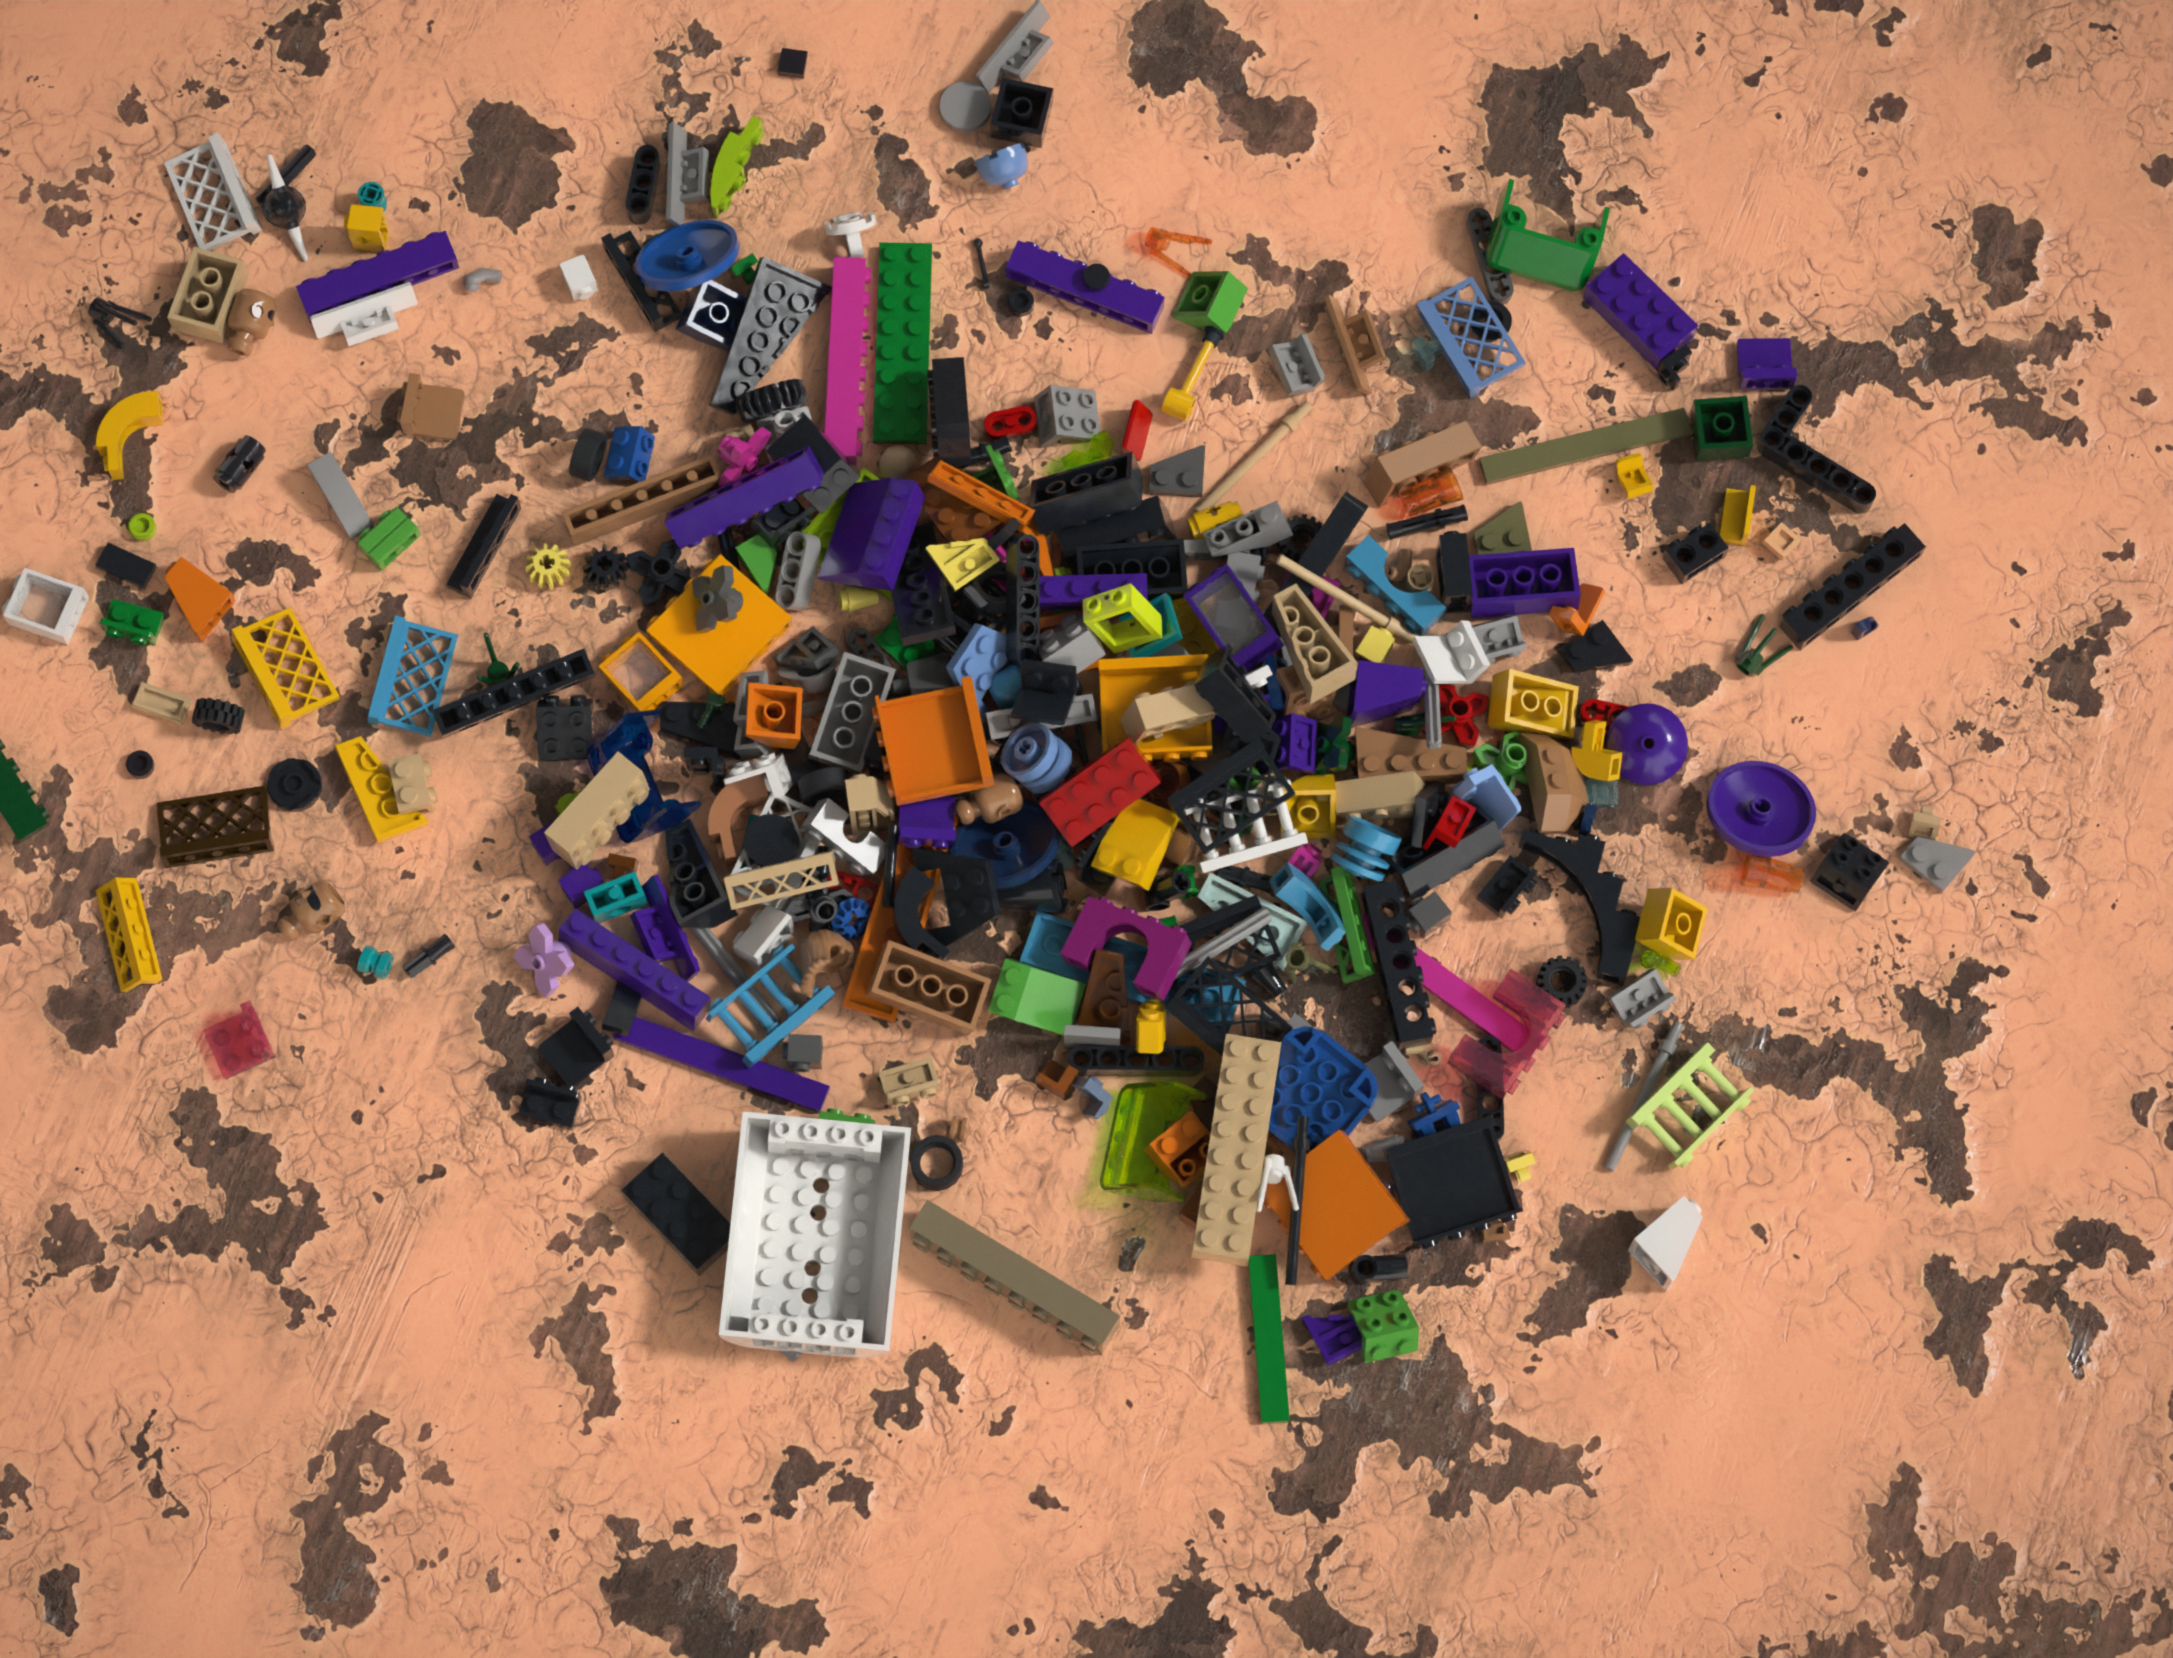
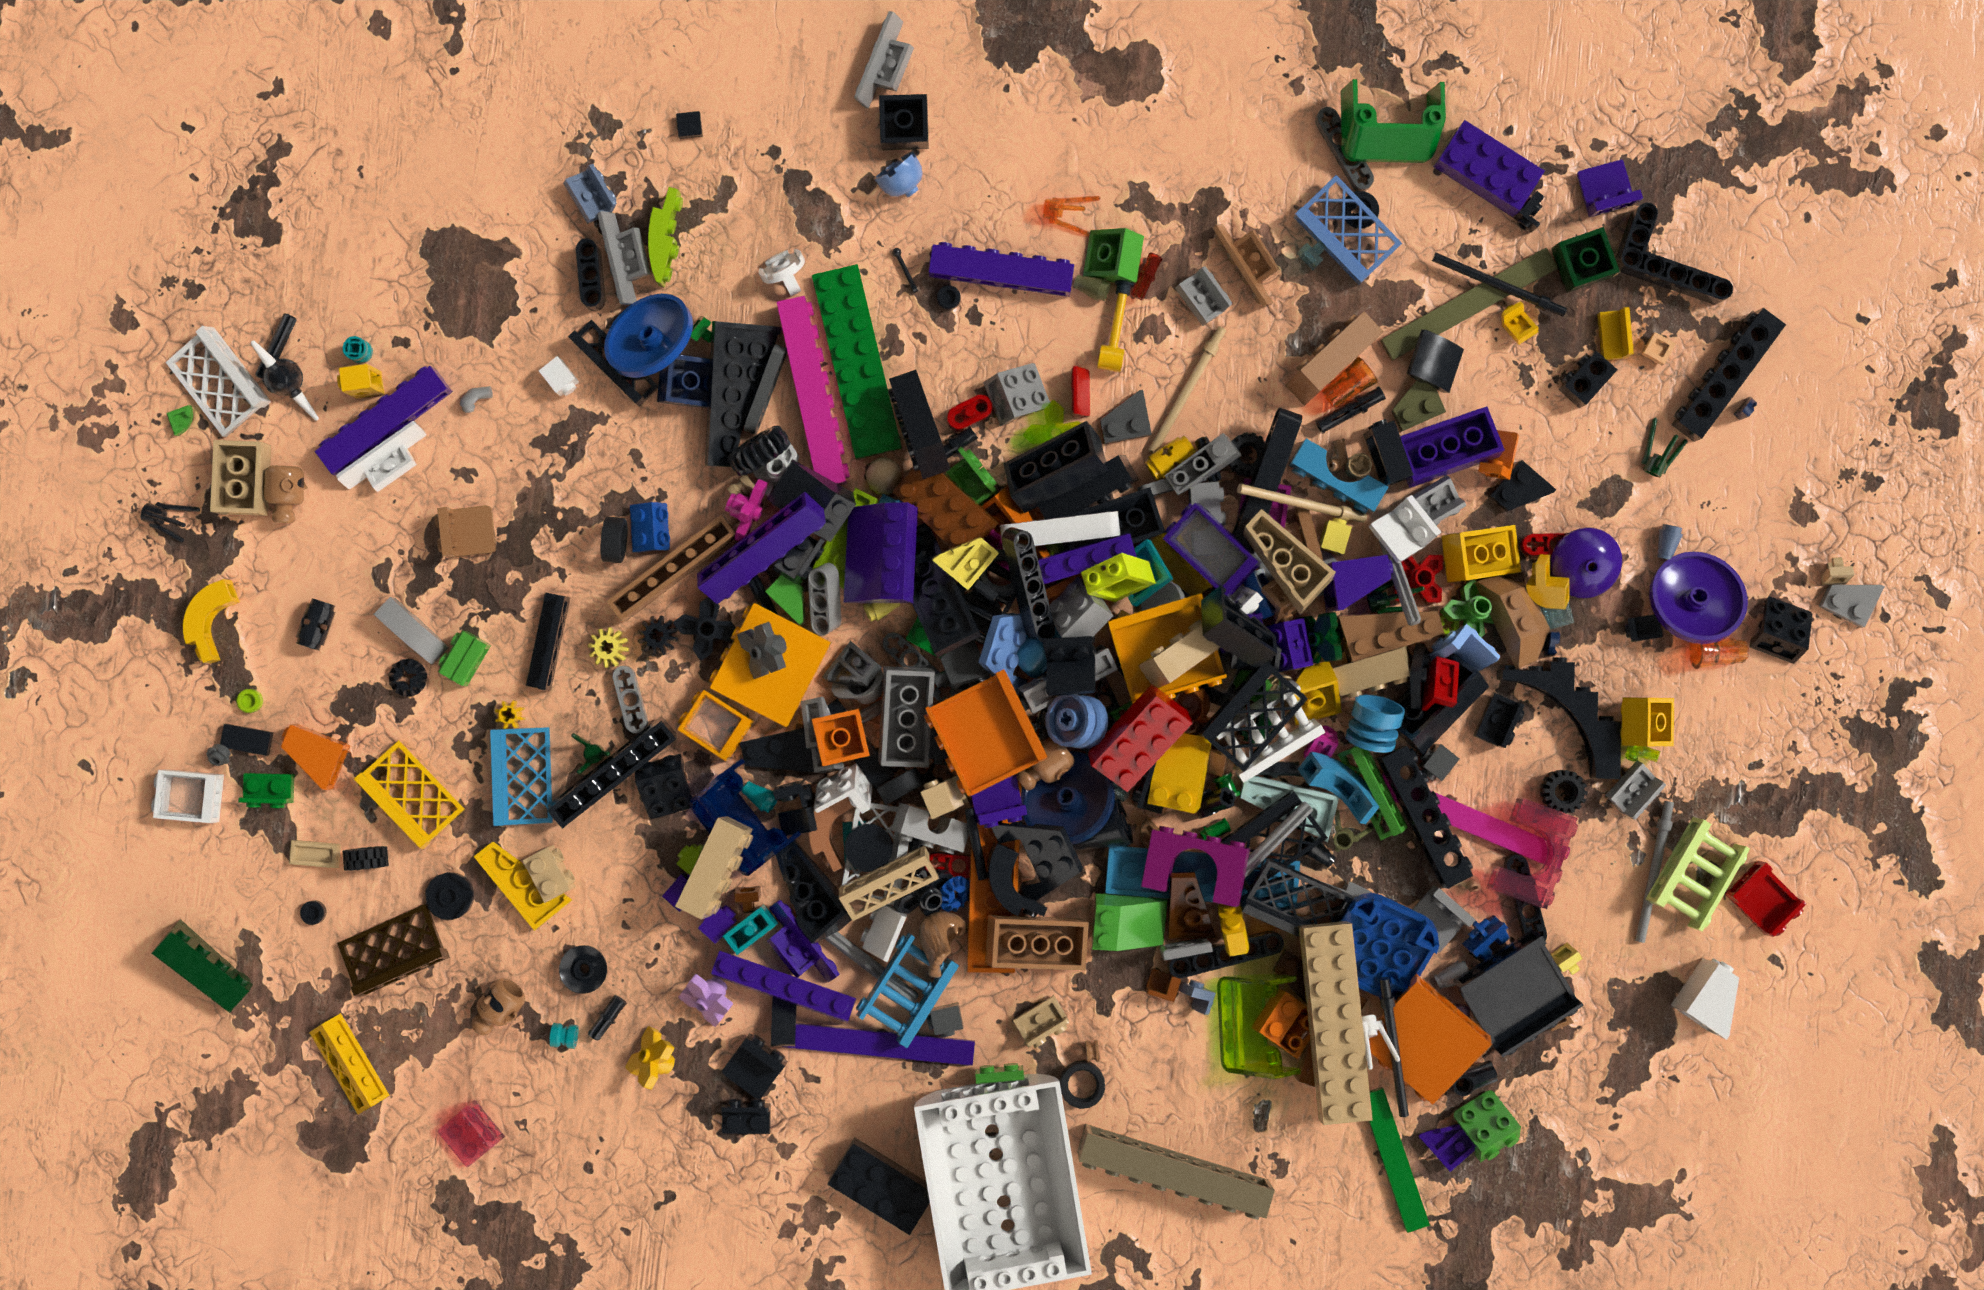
camera: 15 degrees left, 15 degrees up
(92, 572) = (218, 754): none -> dark grey plate
(161, 224) = (180, 419): none -> bright green tile
(328, 553) = (417, 683): none -> black gear
(412, 885) = (574, 977): none -> black dish
(419, 602) = (505, 718): none -> yellow gear
(466, 1008) = (652, 1058): none -> yellow plant
(547, 647) = (632, 680): none -> light grey beam
(667, 103) = (590, 193): none -> sand blue bracket
(669, 765) = (760, 796): none -> teal cone
(706, 791) = (797, 820): none -> black tile
(713, 701) = (785, 734): clear green hand -> none
(796, 344) = (765, 389): none -> dark grey beam
(965, 106) = (852, 127): light grey tile -> none
(979, 494) = (966, 498): orange tile -> none
(1003, 533) = (996, 529): black tile -> none
(1085, 556) = (1069, 528): none -> white beam
(1096, 277) = (1011, 262): black tile -> none
(1180, 328) = (1094, 287): none -> olive cone
(1241, 330) = (1146, 276): none -> clear red axle
(1531, 492) = (1435, 361): none -> black slope
(1663, 461) = (1542, 302): none -> black bar
(1693, 829) = (1643, 628): none -> black bracket
(1745, 743) = (1668, 540): none -> sand blue cone
(1761, 1156) = (1765, 899): none -> red panel

